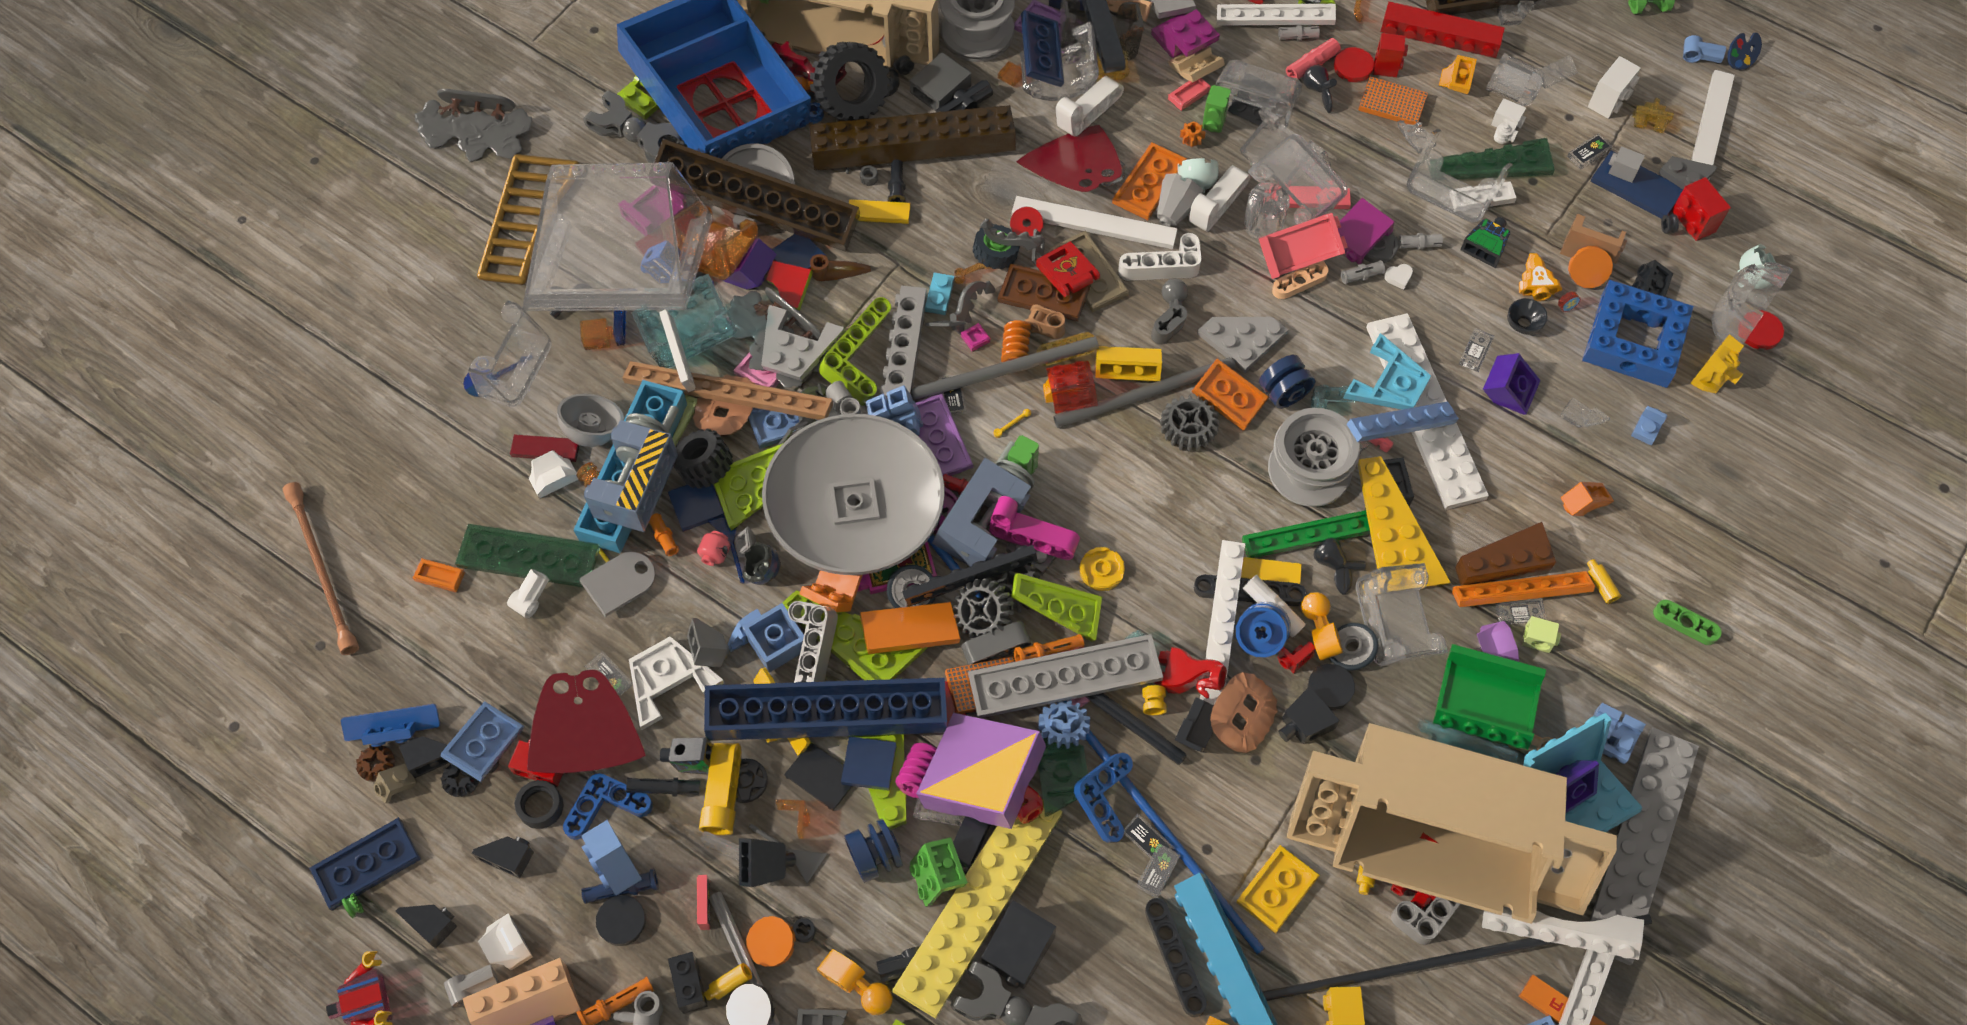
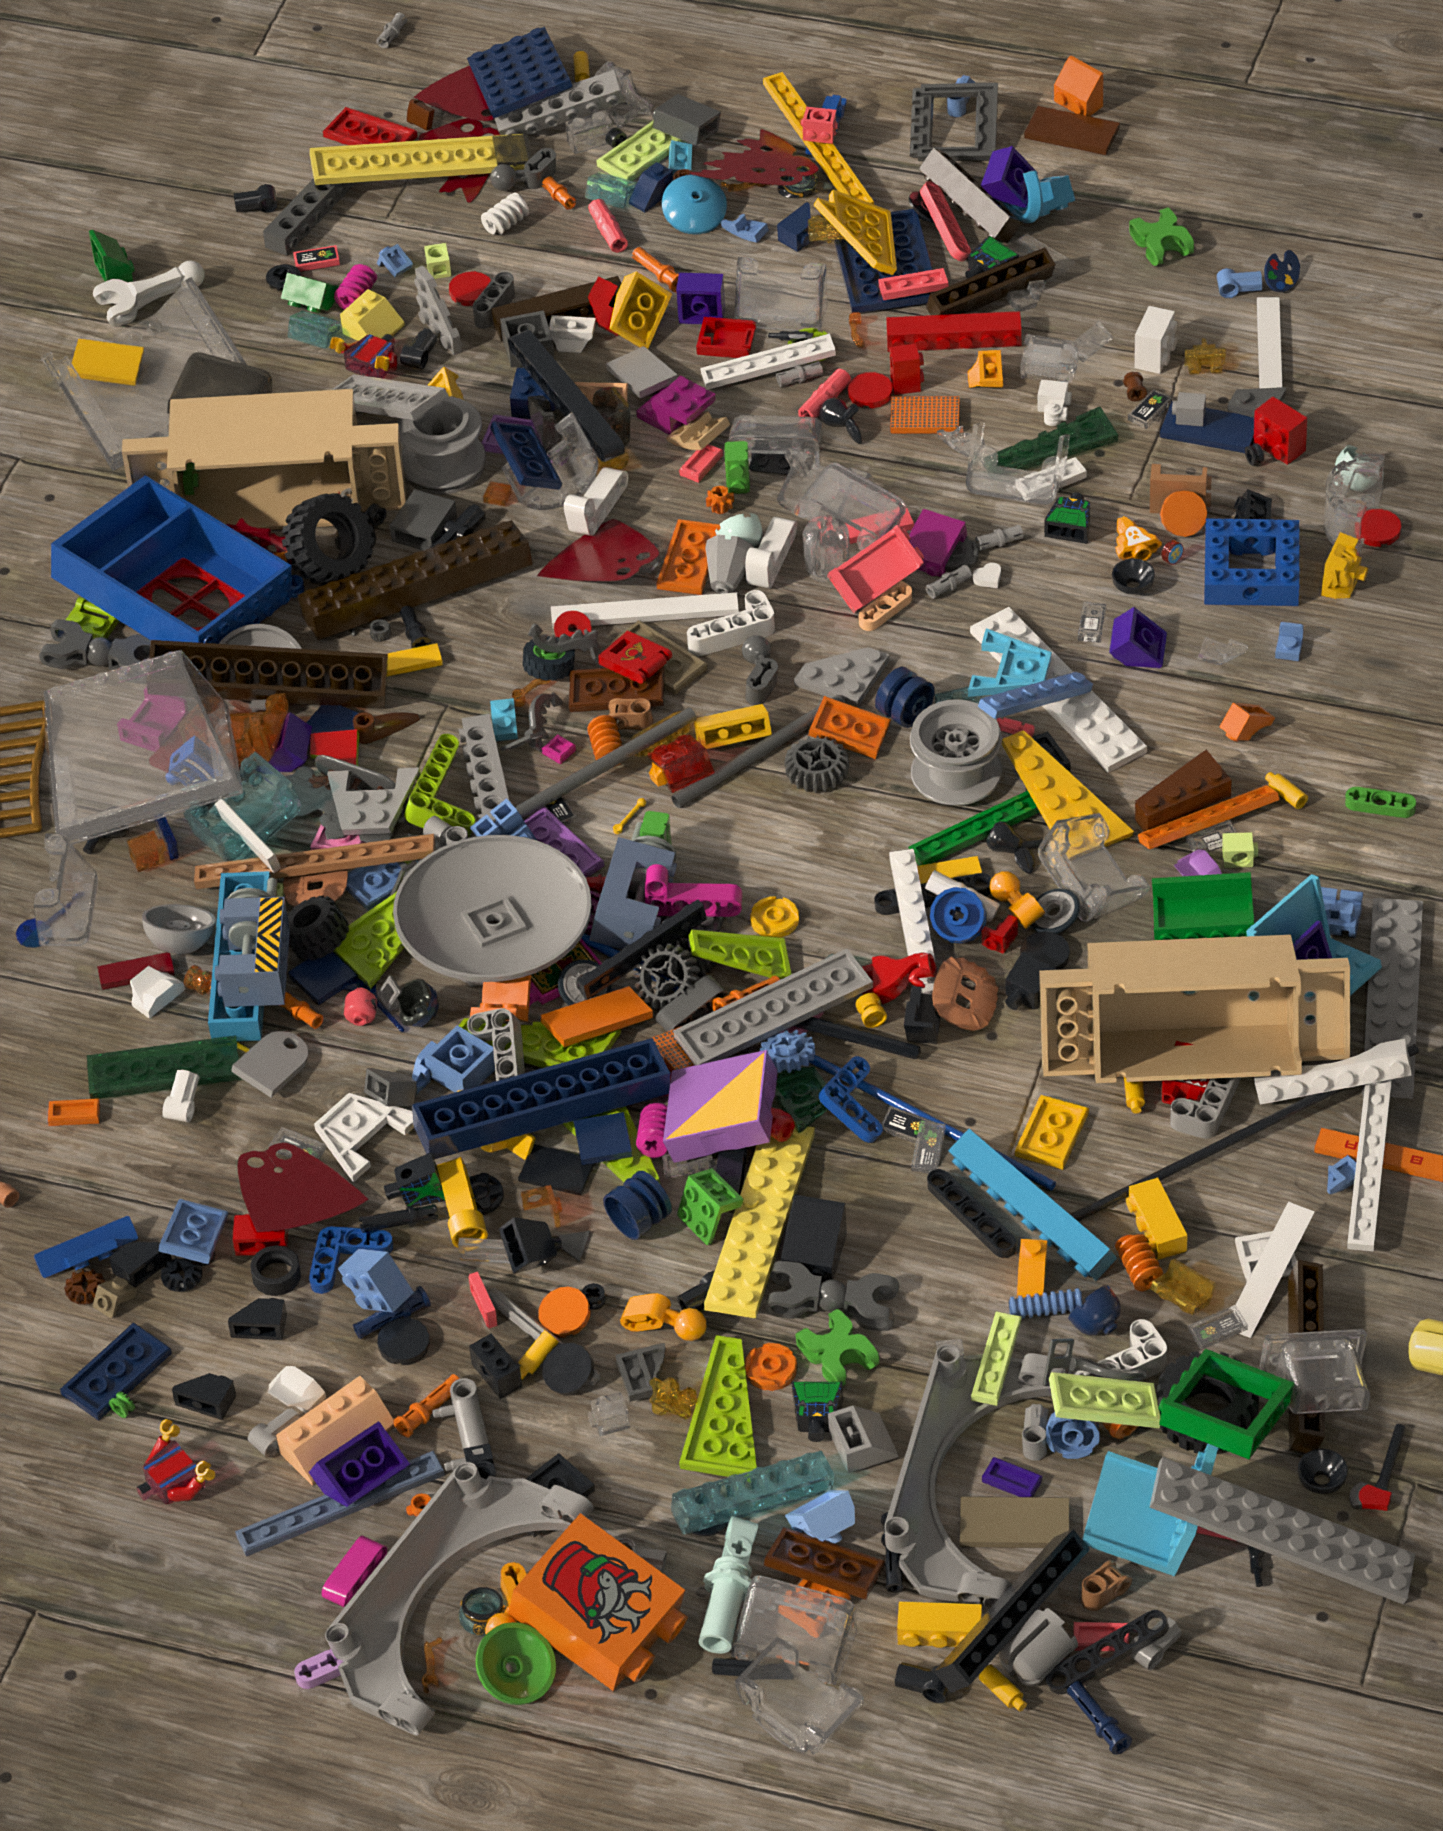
camera: 15 degrees left, 15 degrees down
(1583, 124) = (1136, 390): none -> reddish brown bush

